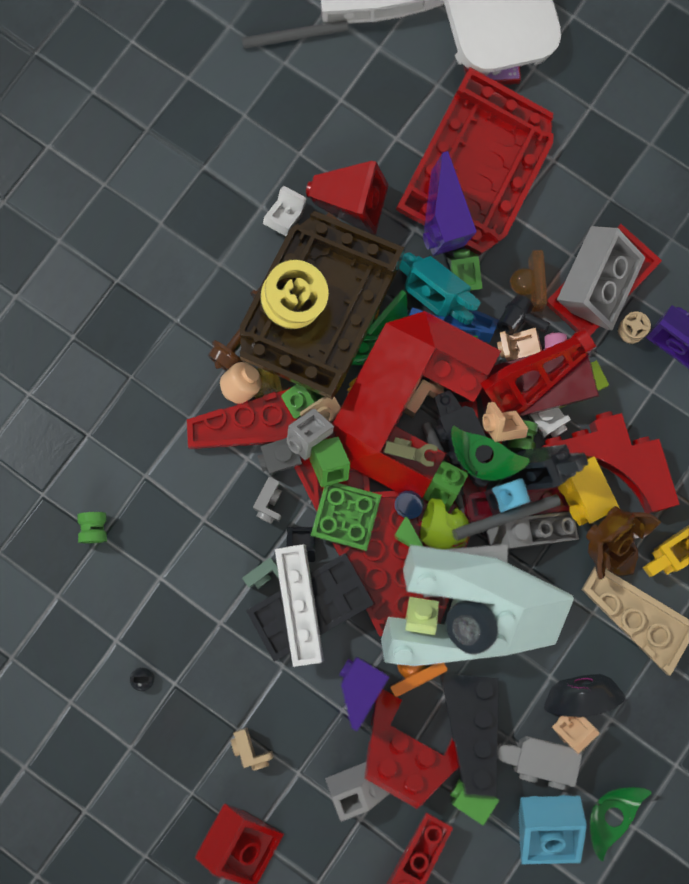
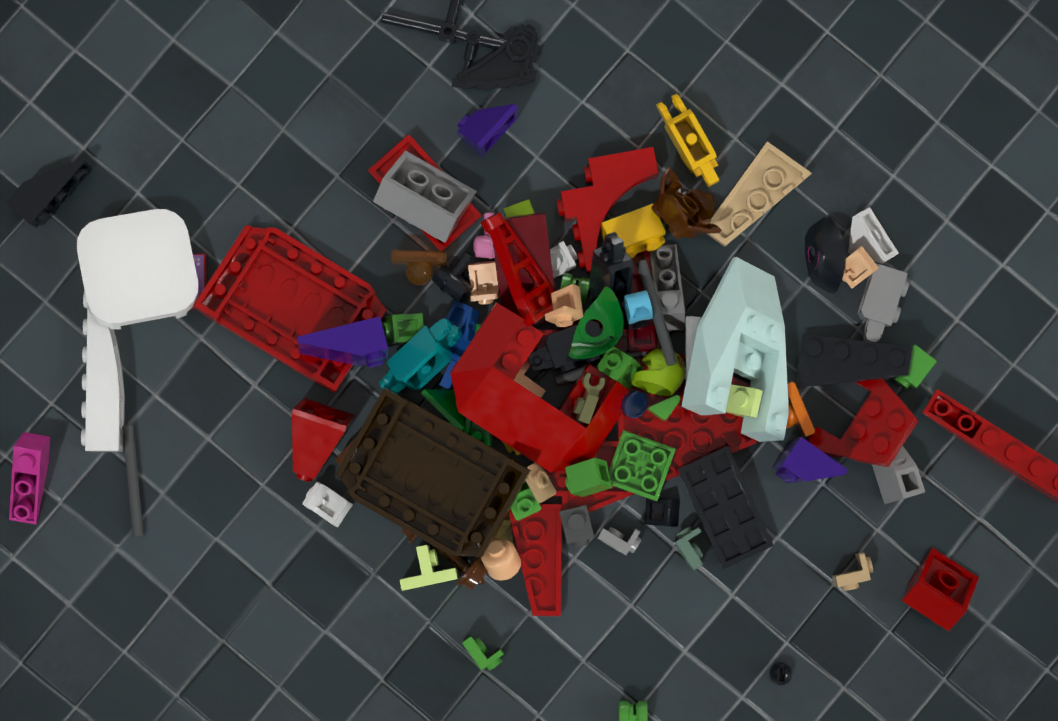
camera: 85 degrees left, 5 degrees up
(148, 367) = (478, 649): none -> bright green bracket
(225, 309) = (427, 560): none -> yellowish green bracket
(299, 605) = (724, 516): white plate -> none
(308, 285) = (429, 520): light yellow wheel -> none
(308, 432) = (561, 496): light grey bracket -> none
(471, 627) = (759, 355): black wheel -> none
(551, 829) = (944, 298): medium azure slope -> none
(611, 744) = (869, 234): none -> white slope
(628, 802) = (949, 252): green piece -> none
(637, 322) = (475, 164): tan wheel -> none

